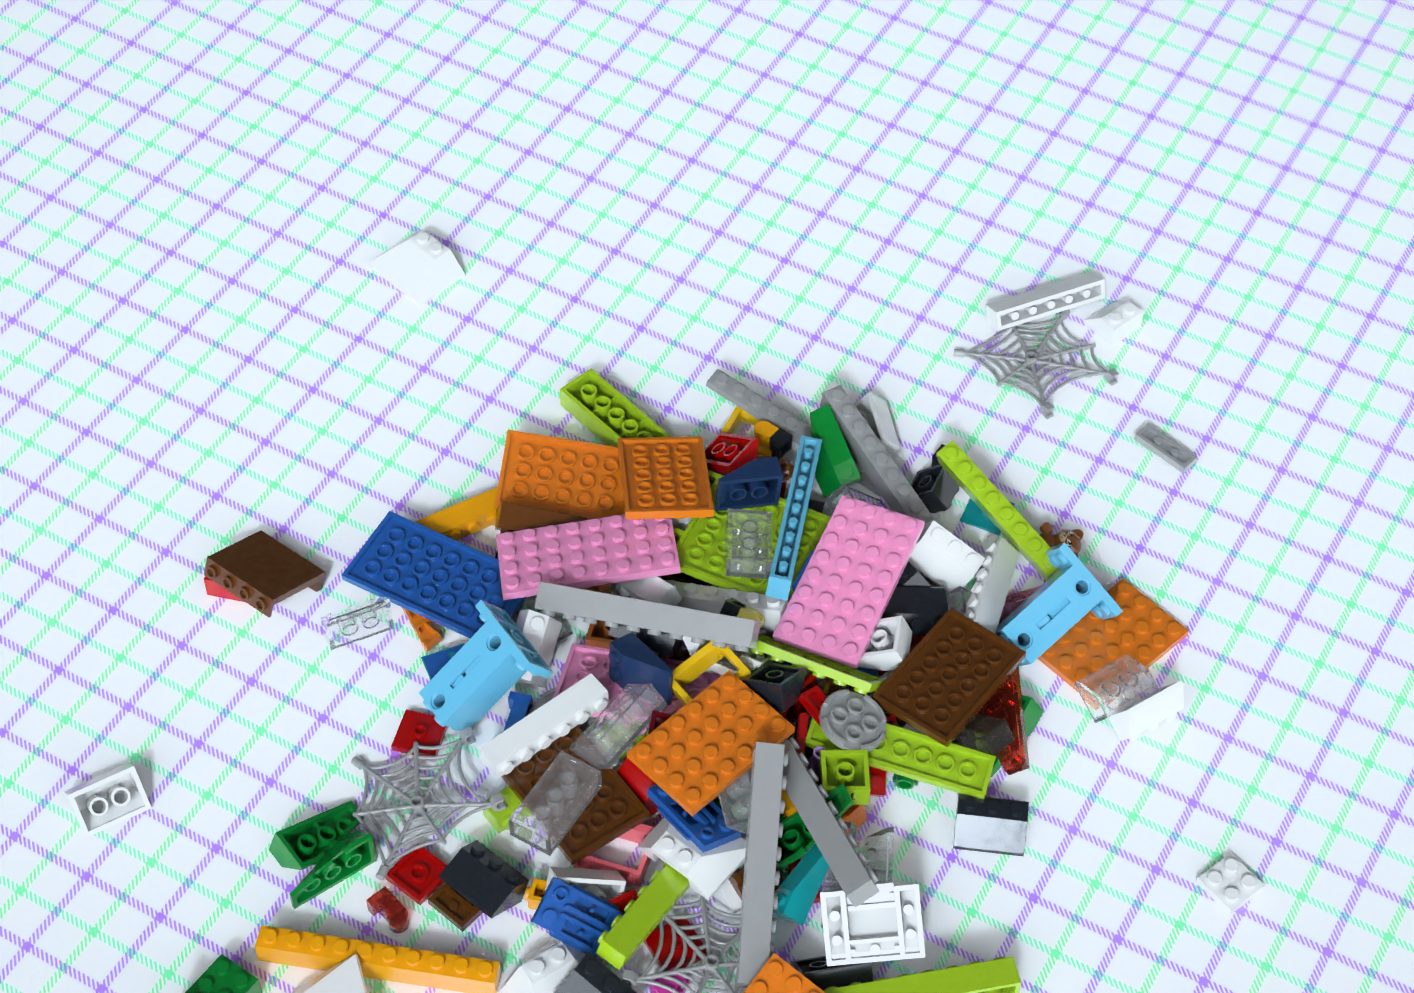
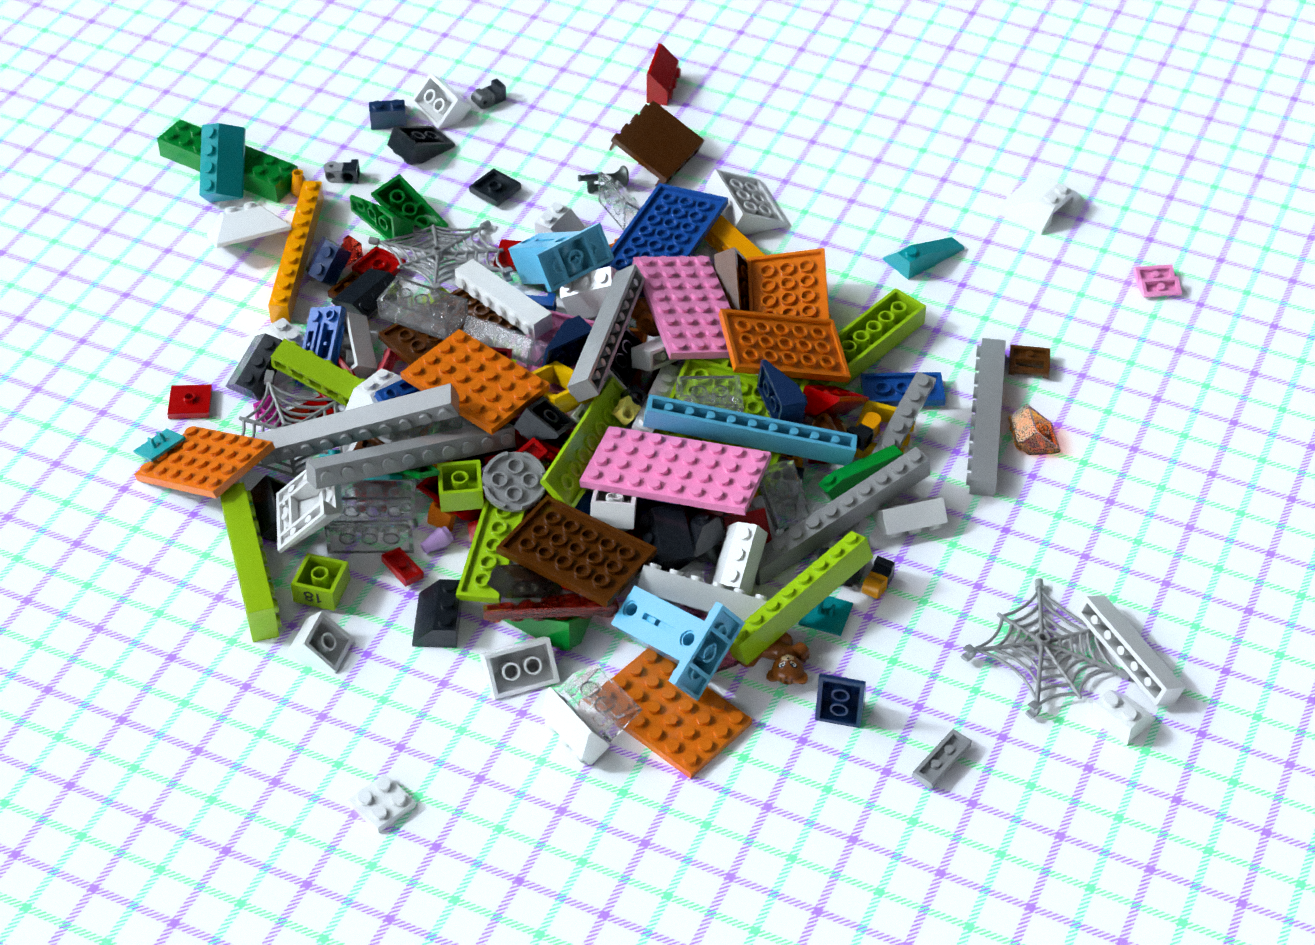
camera: 85 degrees right, 5 degrees down
(102, 744) = (489, 95): none -> leg
(110, 859) = (387, 114): none -> dark blue slope
(123, 564) = (662, 76): none -> red slope
(187, 824) = (418, 143): none -> black slope
(226, 912) = (342, 172): none -> leg
(245, 958) = (297, 181): none -> light orange cone
(291, 748) = (495, 187): none -> black plate
(303, 617) = (621, 175): none -> pearl dark grey piece
(362, 509) = (749, 203): none -> white slope
(382, 687) = (558, 219): none -> white slope
(414, 921) = (328, 261): none -> dark blue slope
(487, 372) = (920, 257): none -> teal wedge
(557, 201) = (1157, 280): none -> bright pink slope
(656, 310) = (1029, 356): none -> reddish brown plate
(692, 409) = (891, 387): none -> blue plate
(739, 352) = (986, 418): none -> light grey brick
(766, 324) = (1033, 432): none -> clear orange slope
(880, 819) = (438, 539): none -> lavender cone
(919, 857) = (402, 566): none -> red plate
(949, 929) = (320, 581): none -> lime brick
(1029, 935) = (321, 643): none -> white slope
(1060, 756) = (520, 667): none -> white slope
(1111, 502) = (840, 700): none -> dark blue slope

